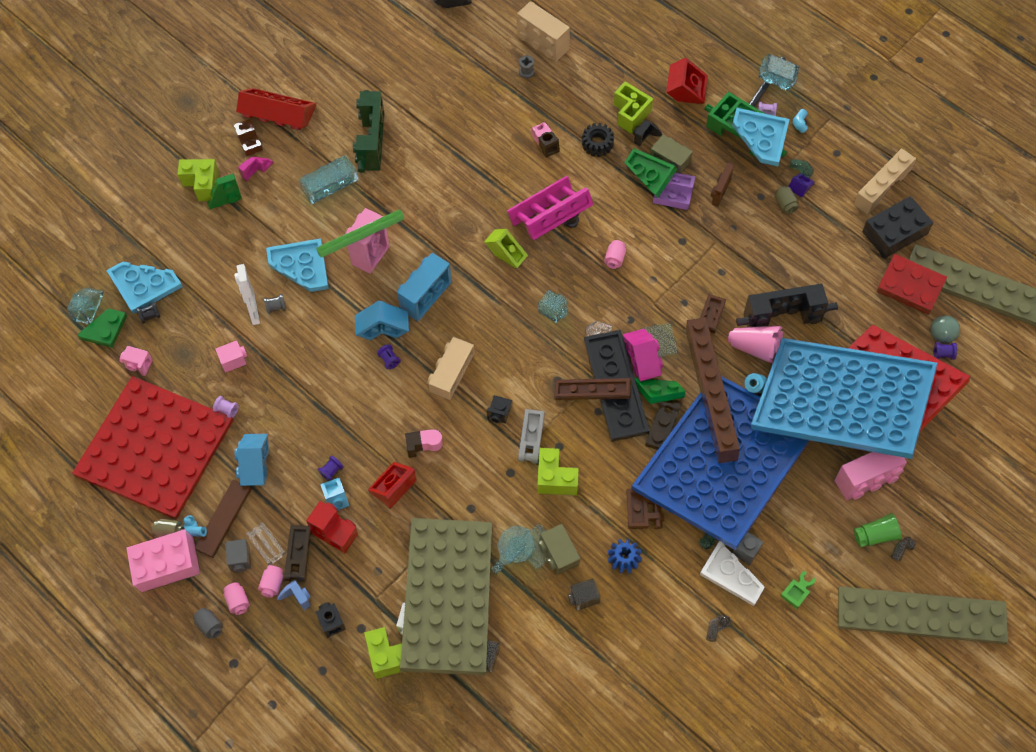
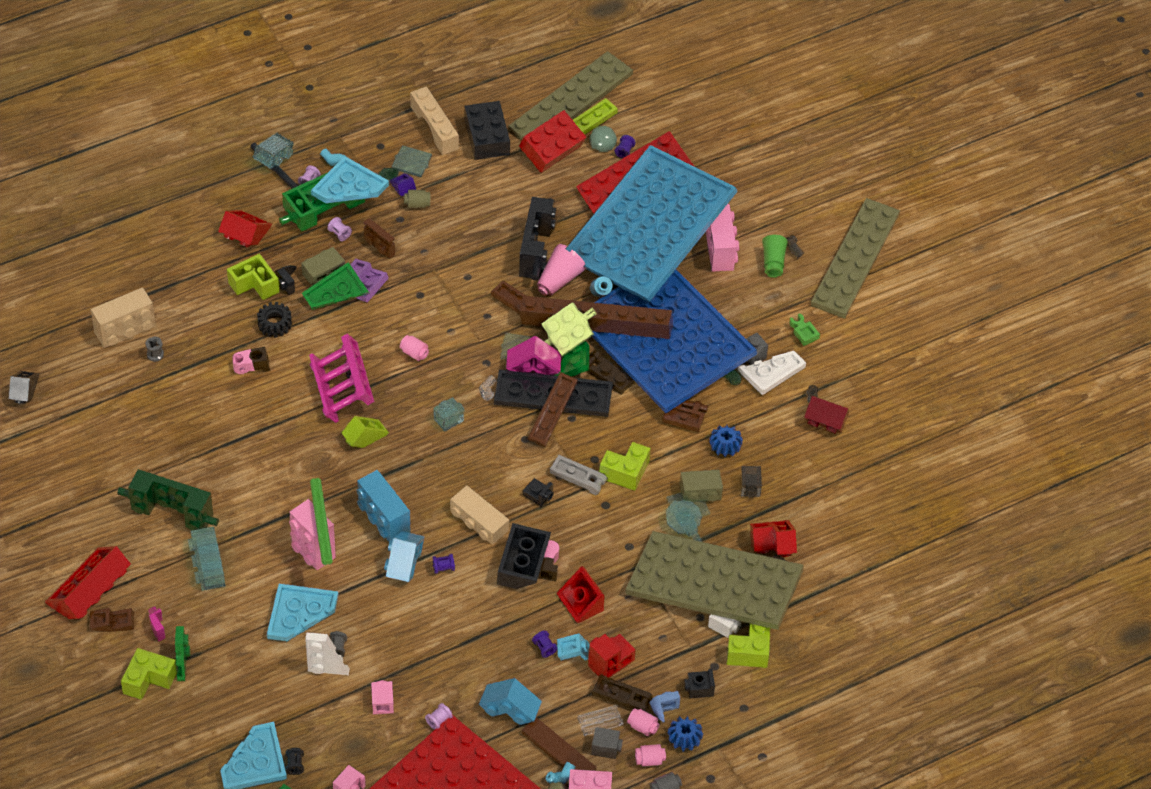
camera: 75 degrees left, 10 degrees down
(266, 617) = (685, 733): none -> blue gear
(413, 415) = (522, 556): none -> black slope
(521, 636) = (774, 536): none -> red brick
(683, 367) = (568, 328): none -> yellowish green plate
(695, 643) = (826, 415): none -> dark red brick
(721, 152) = (339, 229): none -> lavender bush
(832, 182) = (412, 161): none -> clear light blue piece
(964, 311) = (595, 116): none -> lime plate

